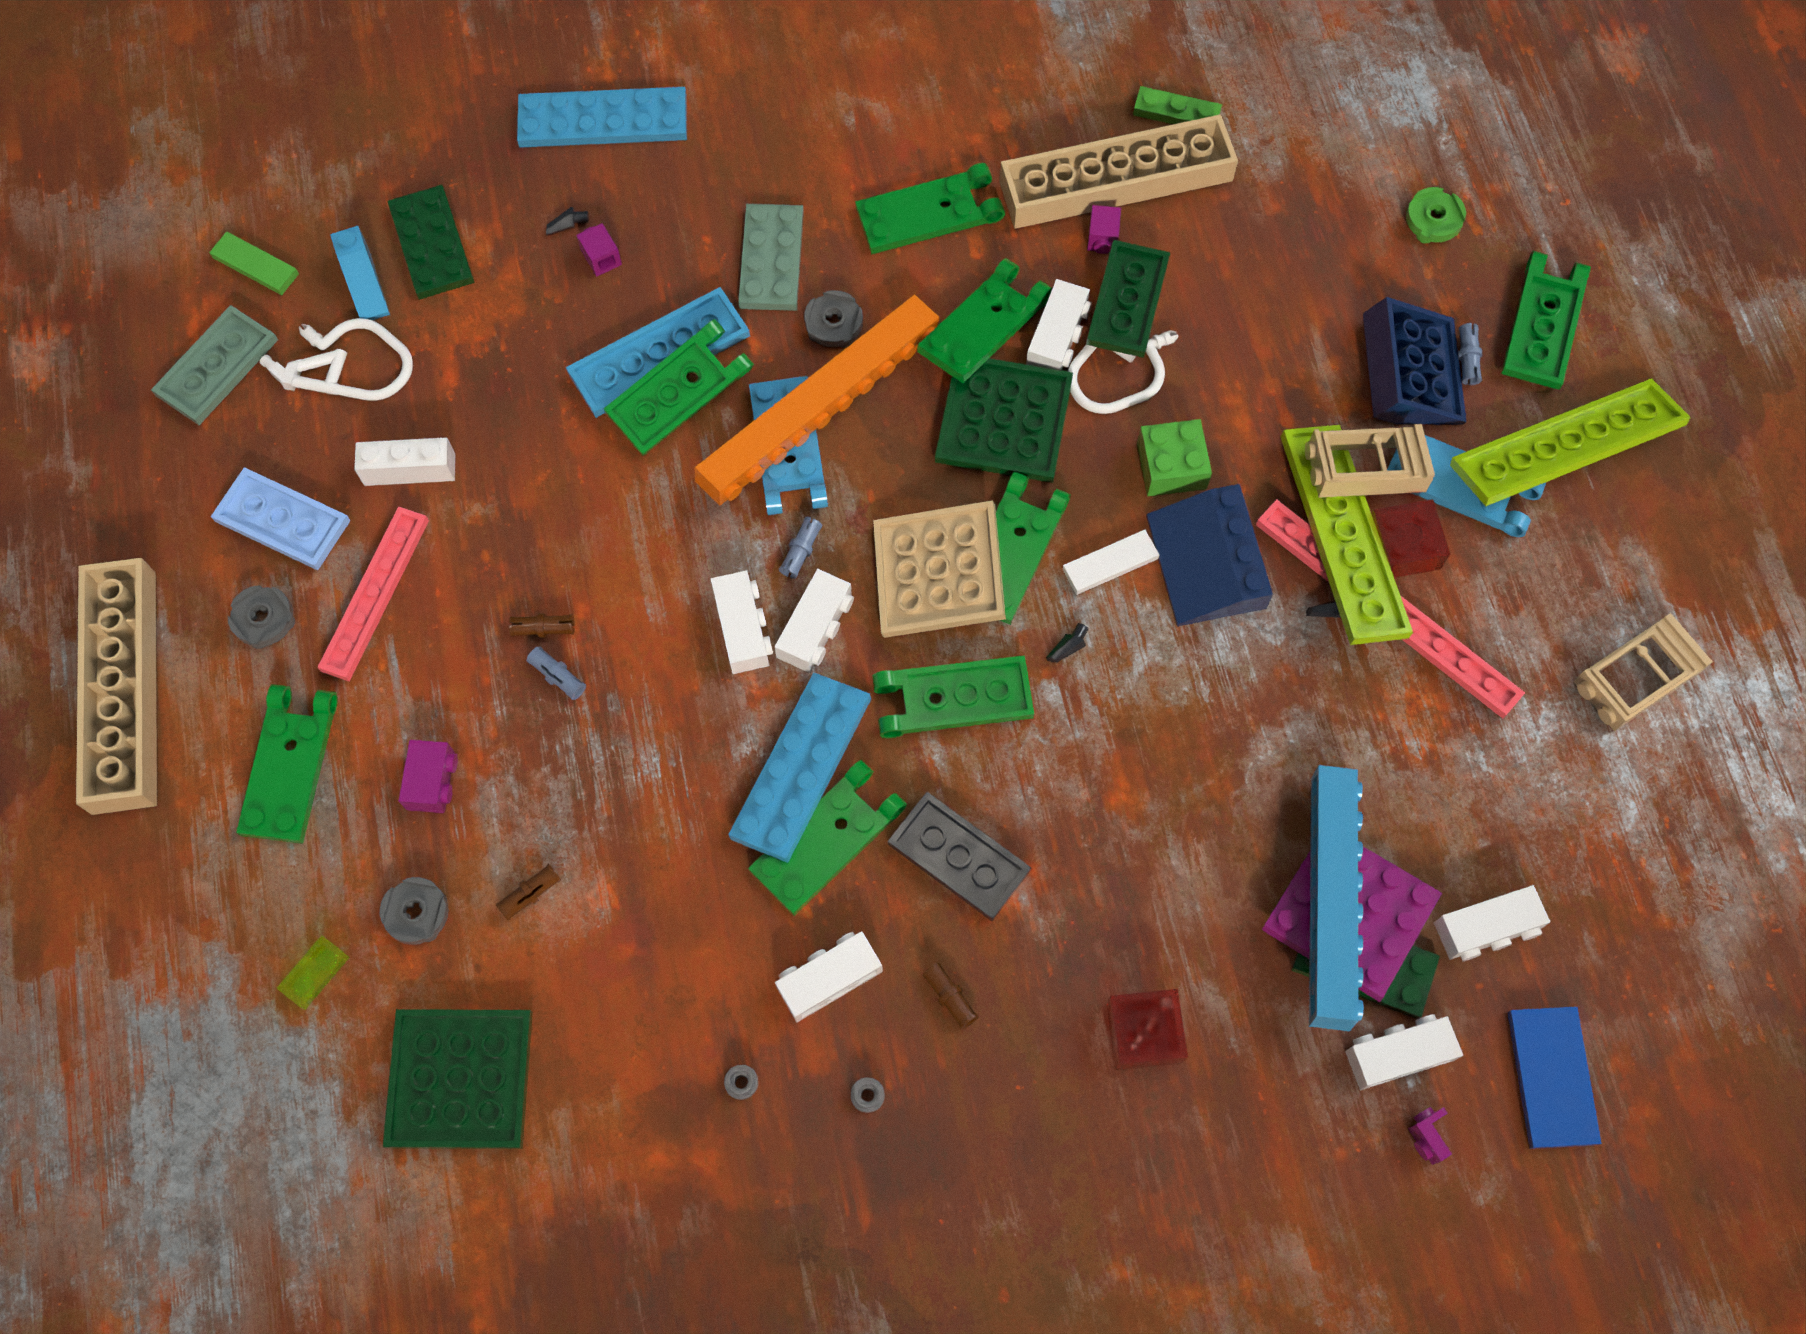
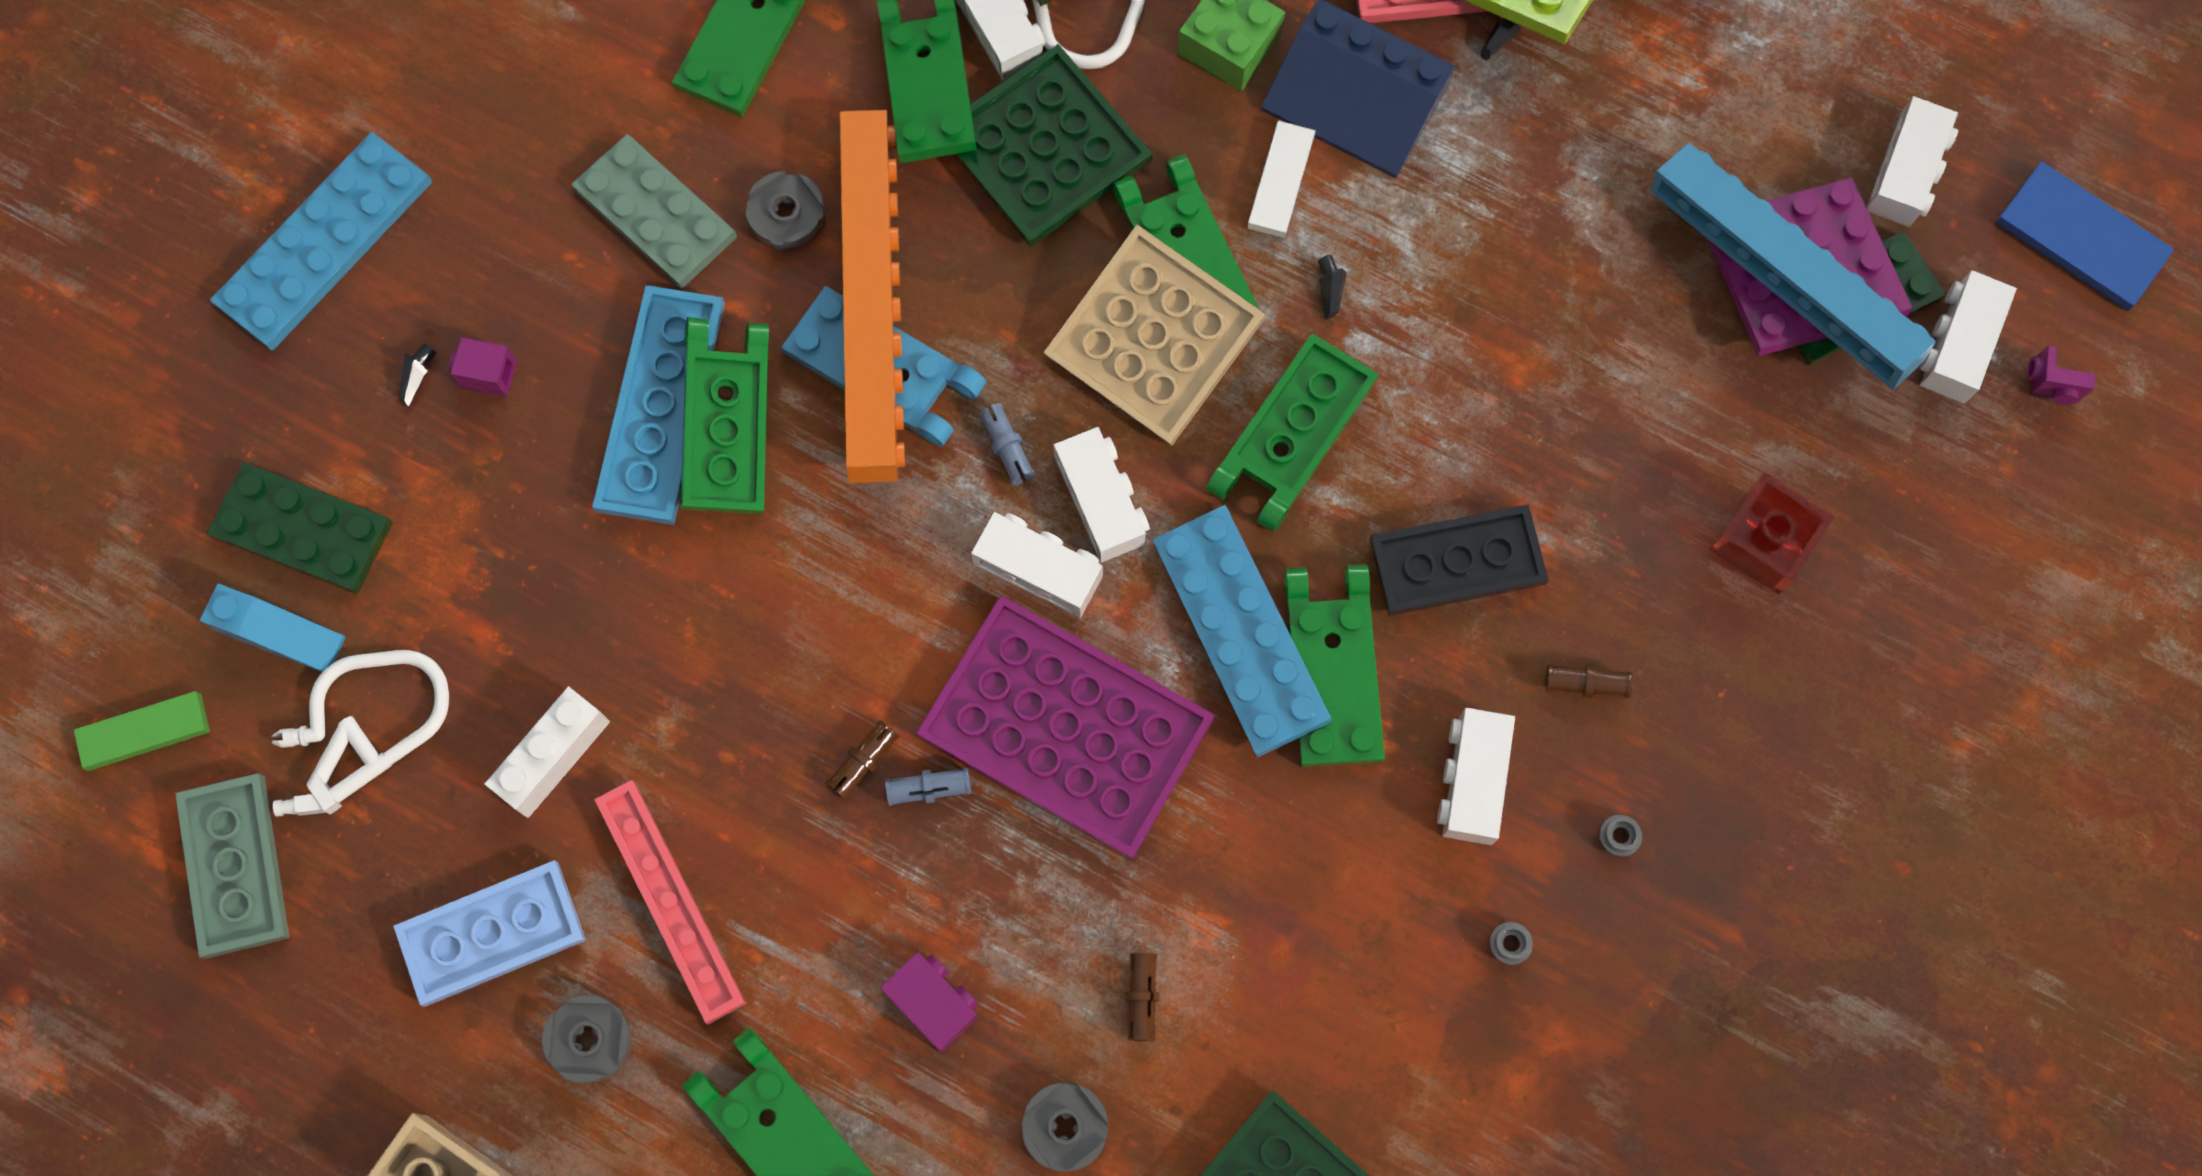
camera: 50 degrees left, 5 degrees up
(656, 718) = (1066, 727): none -> magenta plate

